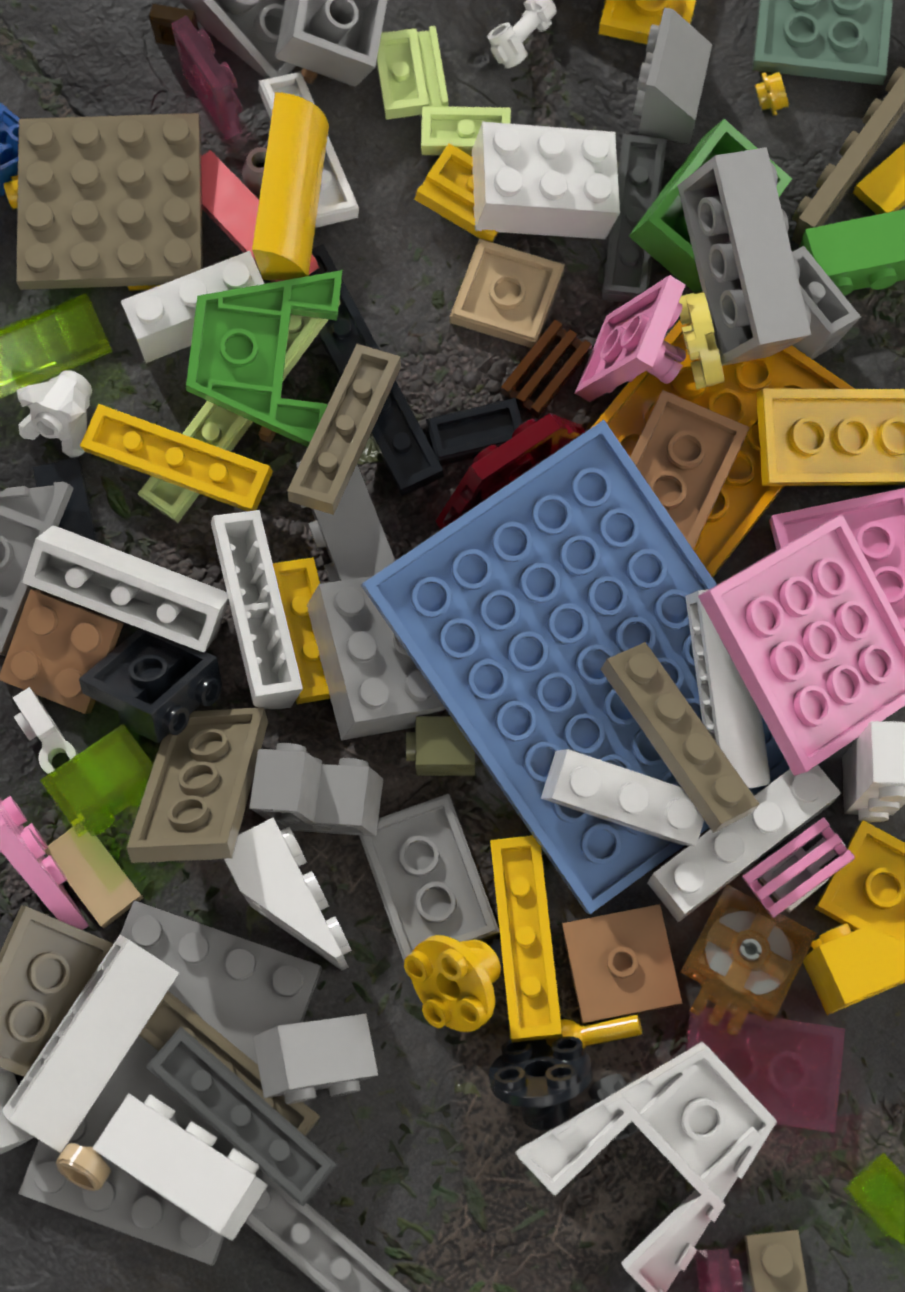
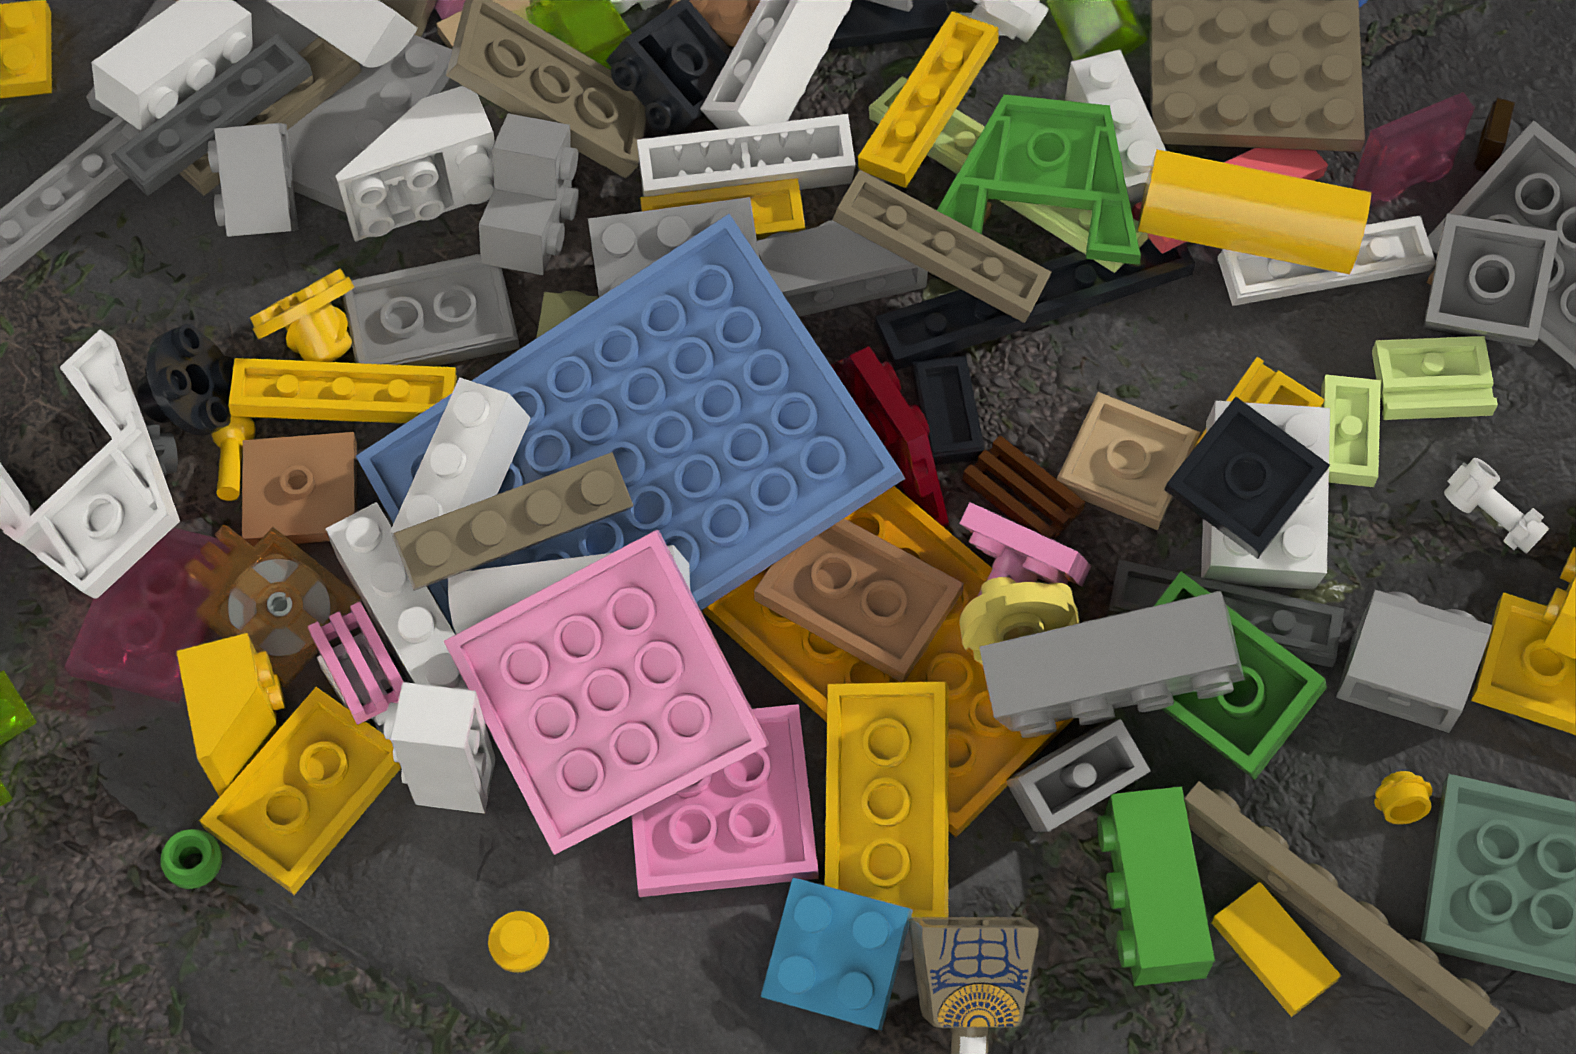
camera: 95 degrees right, 10 degrees down
(559, 174) = (1246, 477): none -> black plate

